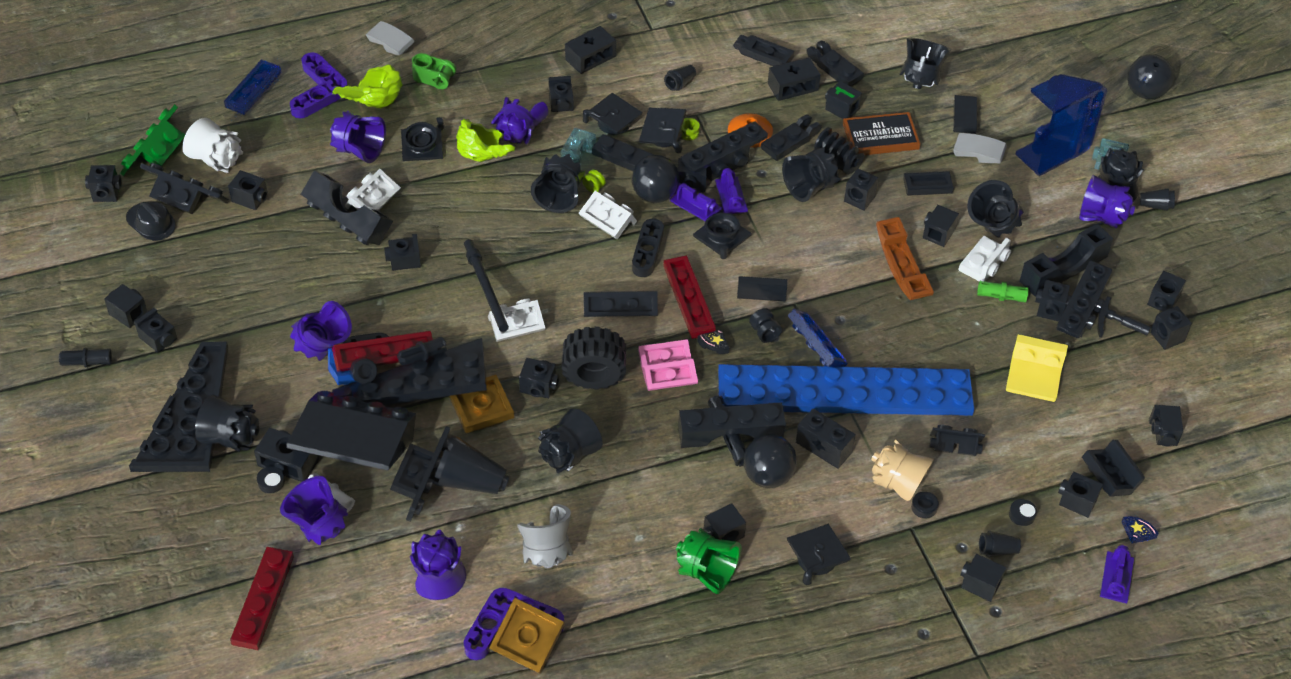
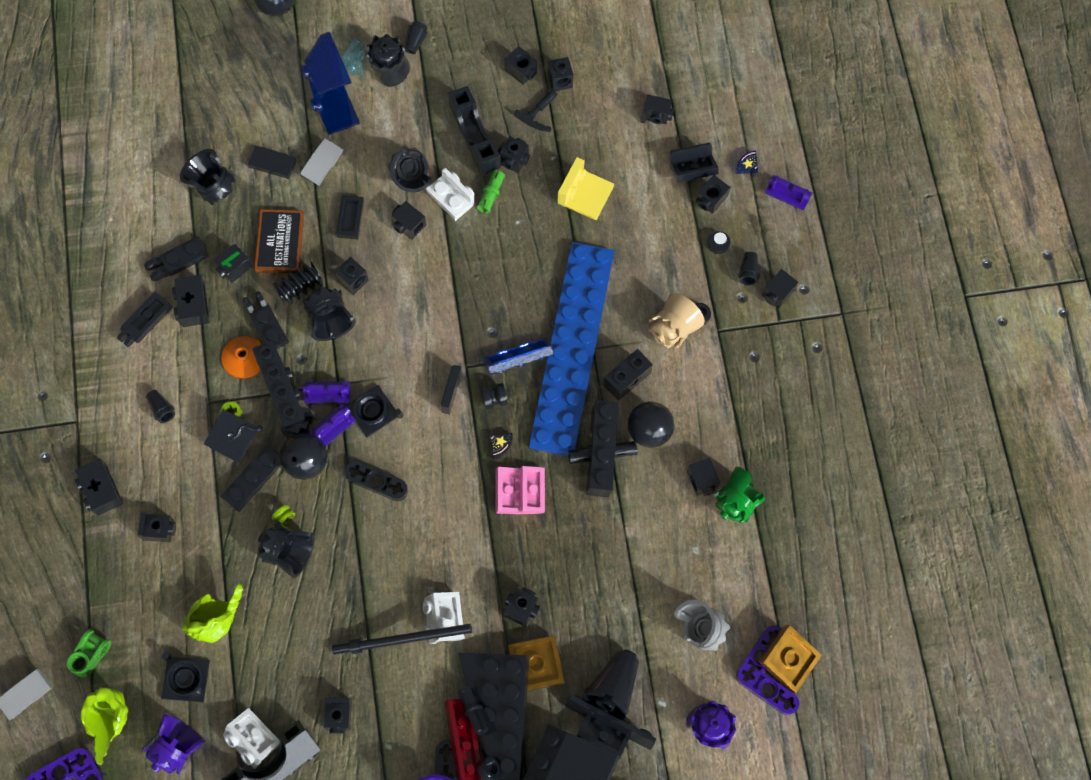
camera: 80 degrees left, 20 degrees up
(517, 122) = (190, 575): dark purple hat -> none
(569, 440) = (599, 591): black hat -> none
(578, 145) = (242, 530): clear light blue leg -> none
(594, 358) = (516, 551): black tyre -> none
(606, 214) = (330, 510): white bracket -> none
(612, 114) = (198, 480): black hat -> none
(620, 303) = (443, 518): black plate -> none
(689, 296) = (445, 455): dark red plate -> none
(818, 551) = (738, 407): black hat -> none
(901, 260) = (443, 264): dark orange slope -> none
(946, 438) = (645, 264): black hinge -> none
(1085, 301) = (525, 129): black bracket -> none
(1106, 203) = (417, 79): dark purple hat -> none

